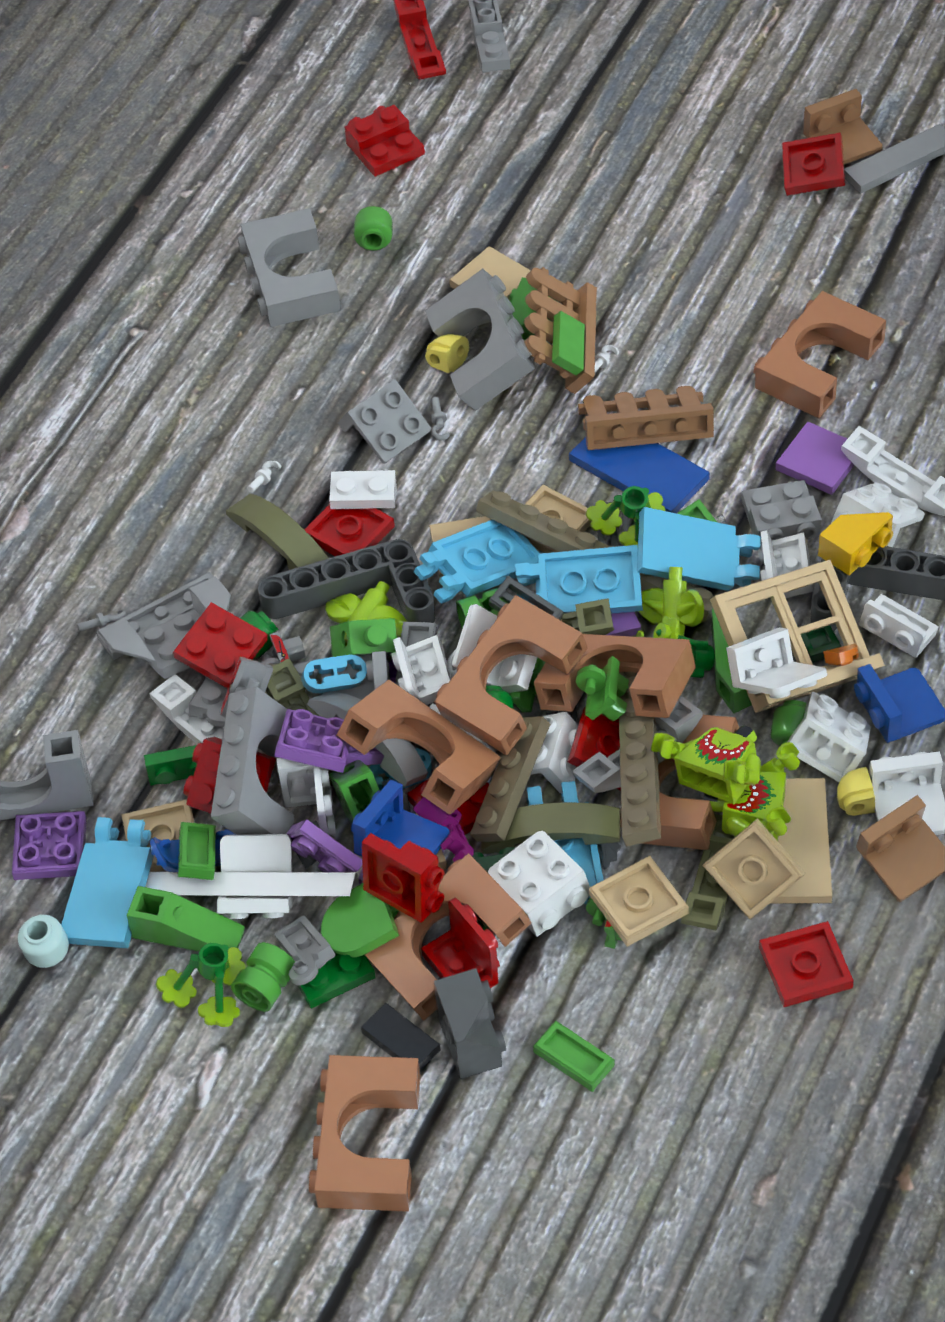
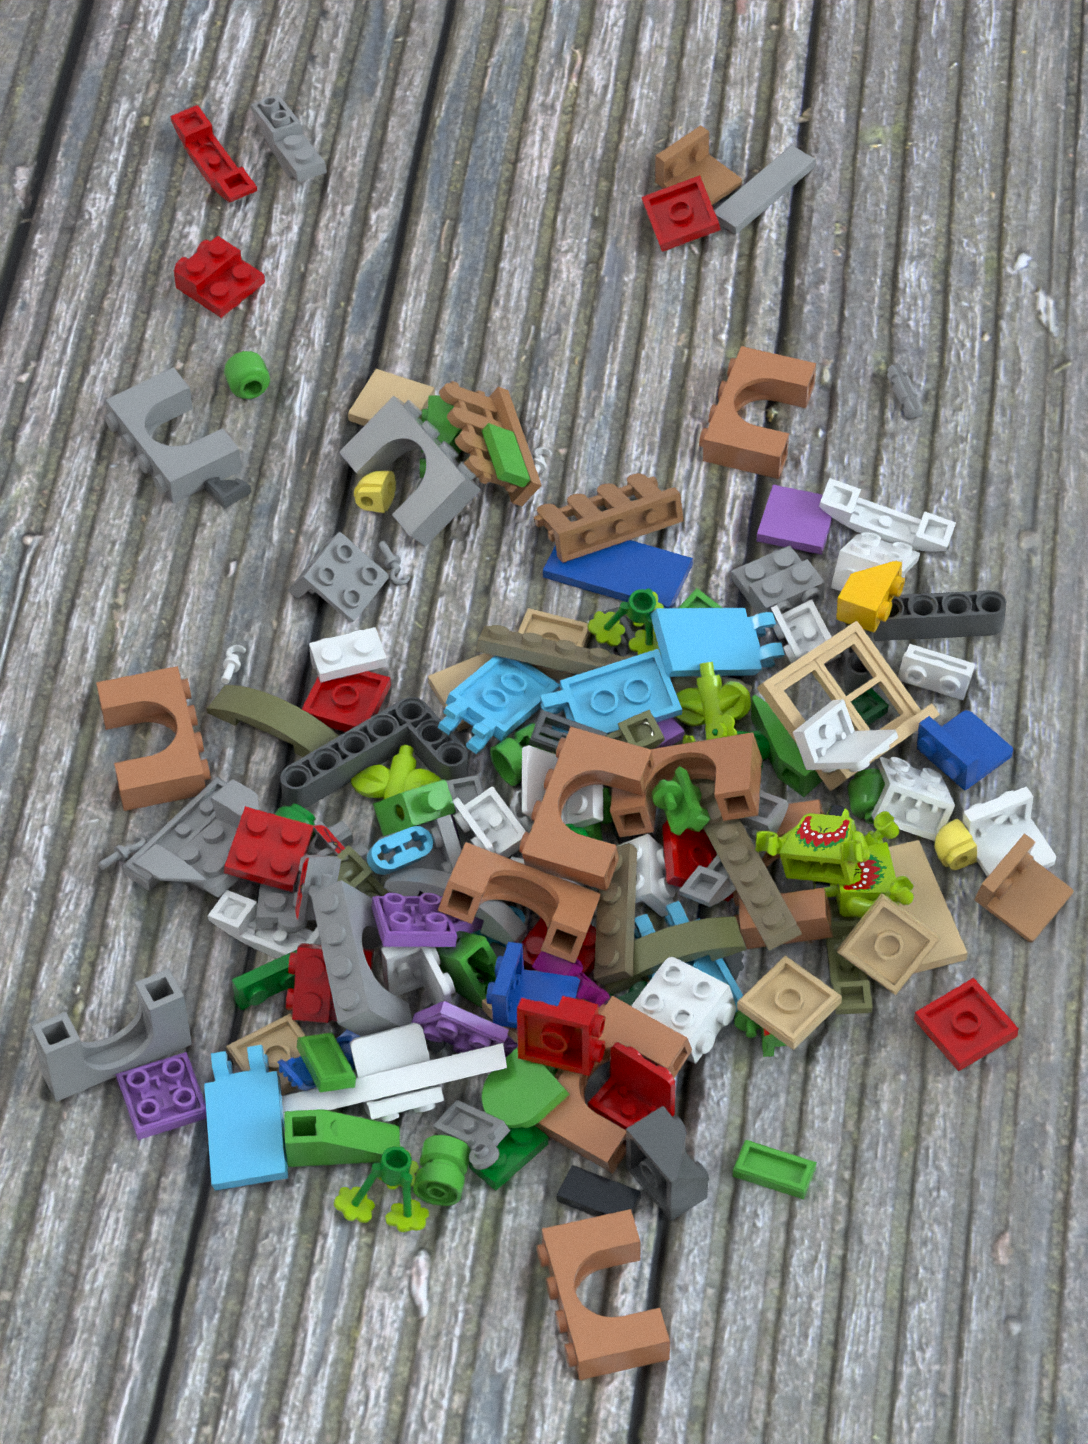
camera: 20 degrees left, 0 degrees up
(43, 941) = (202, 1192): light aqua head -> none
(180, 556) = (159, 699): none -> nougat arch
(319, 325) = (227, 491): none -> dark grey tile
(841, 655) = (896, 714): orange tile -> none

